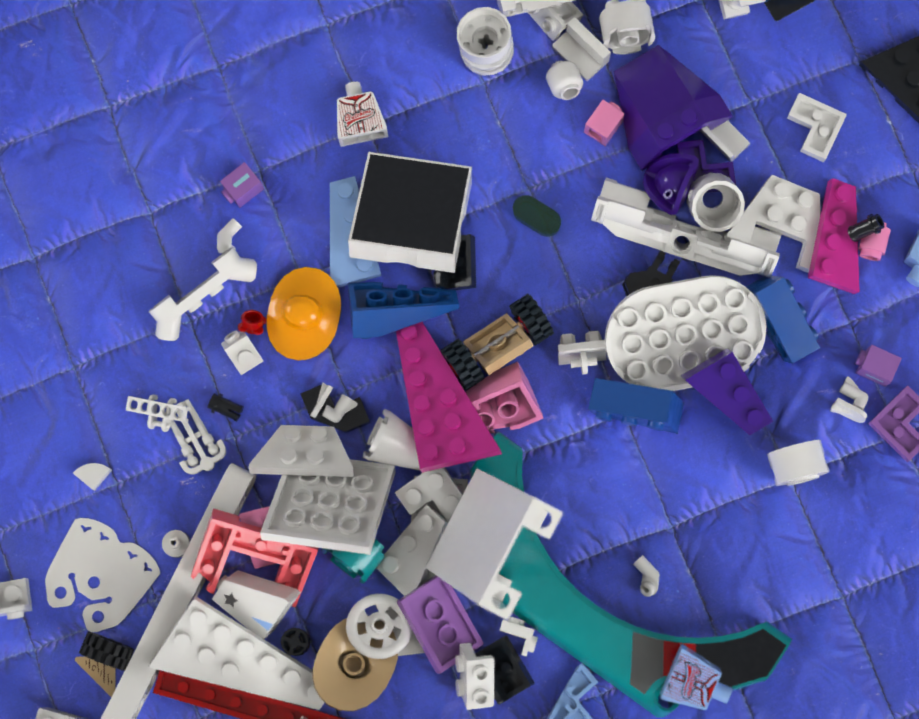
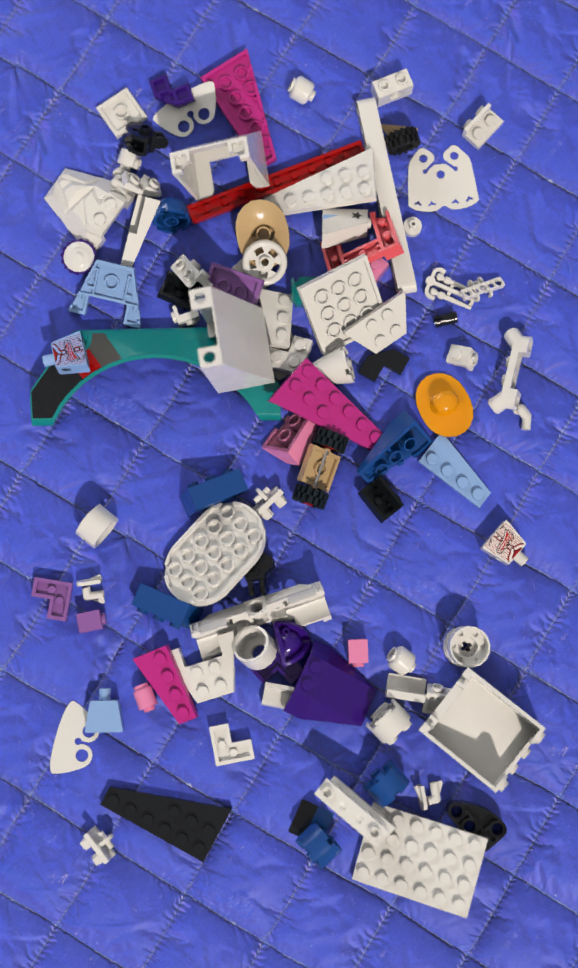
camera: 135 degrees right, 5 degrees up
(92, 474) = (489, 228): white tile -> none
(241, 185) = (540, 451): medium lavender brick -> none
(252, 322) = (472, 381): red plate -> none
(291, 640) = (304, 219): black wheel -> none
(333, 414) = (379, 369): white piece -> none
(410, 212) = (428, 507): black tile -> none
(536, 215) = (355, 564): tile -> none
(650, 577) = (135, 402): white arm -> none
(729, 389) = (166, 538): dark purple wedge -> none
(871, 225) = (154, 698): black pin -> none

